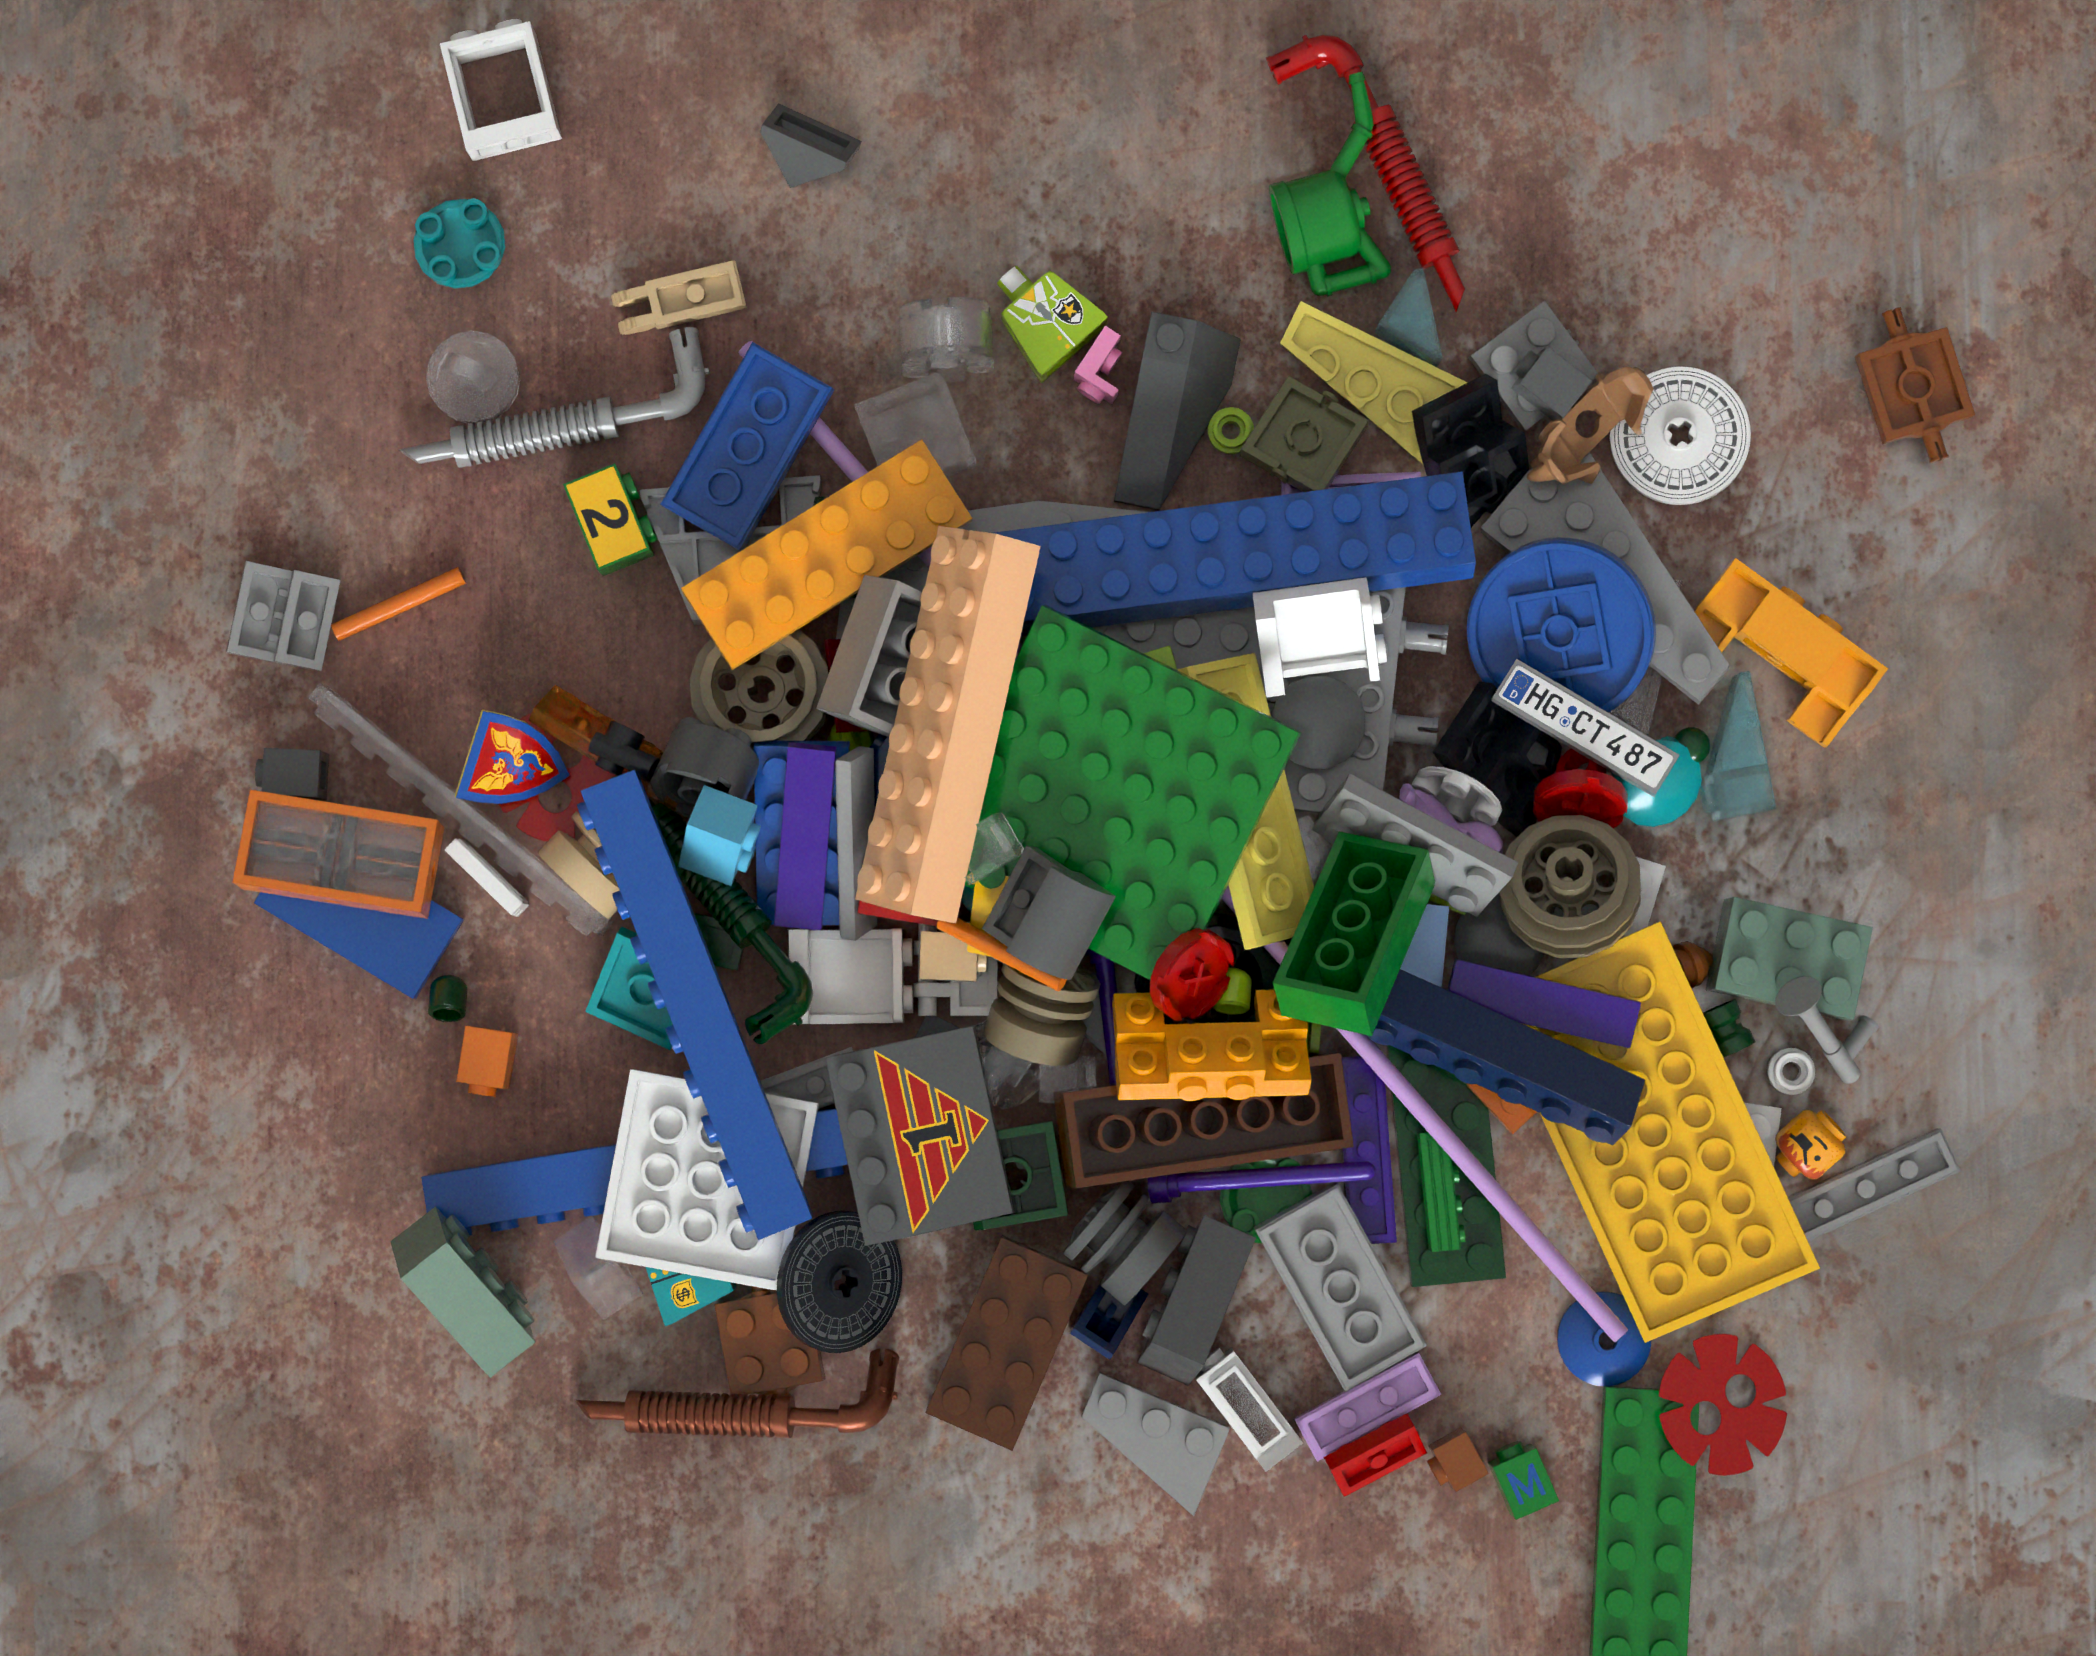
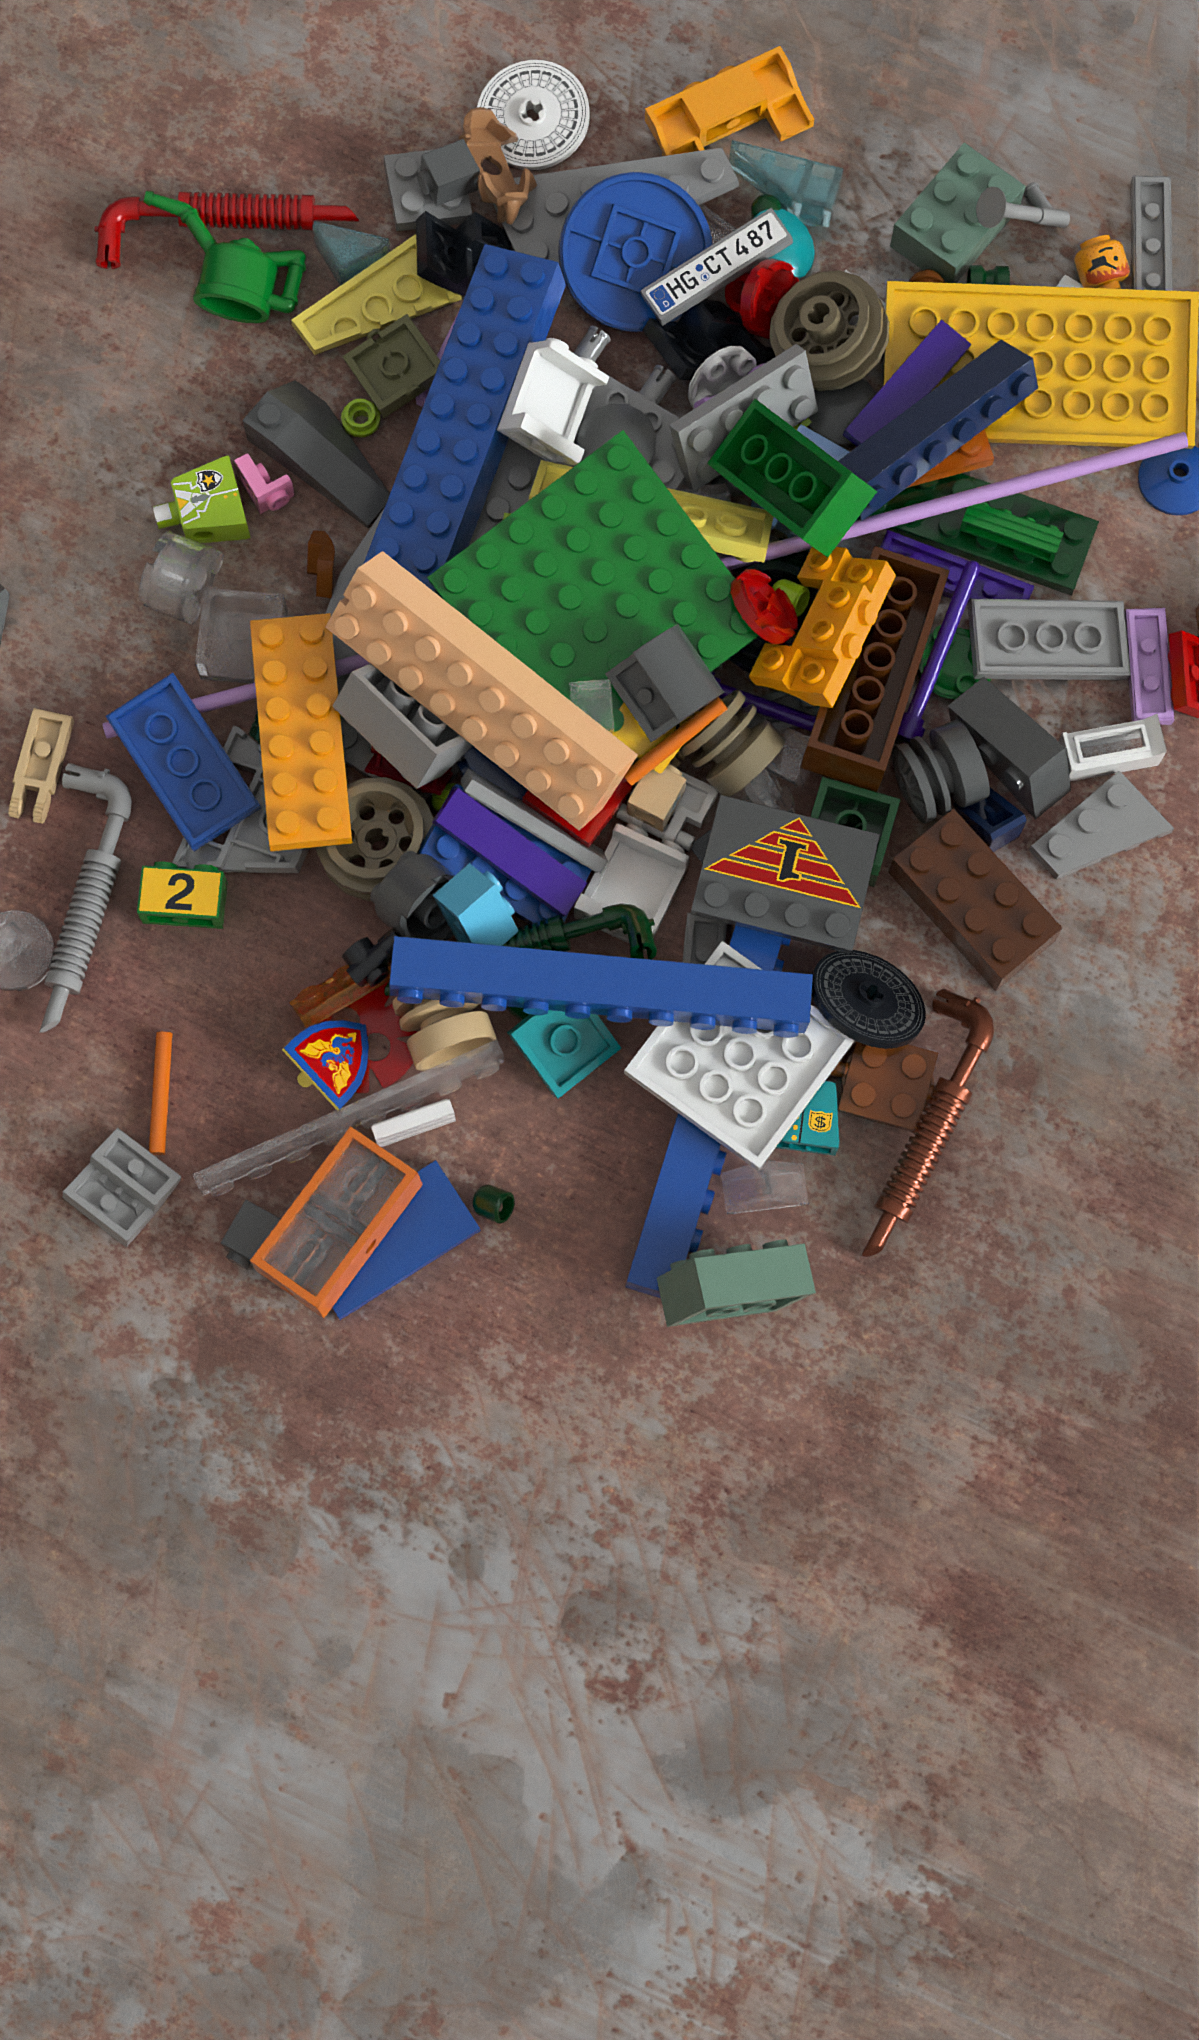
camera: 65 degrees left, 10 degrees down
(487, 1060) = (557, 1191): orange brick -> none
(1047, 472) = (321, 562): none -> dark orange slope
(1805, 1068) = (1044, 247): white plate -> none

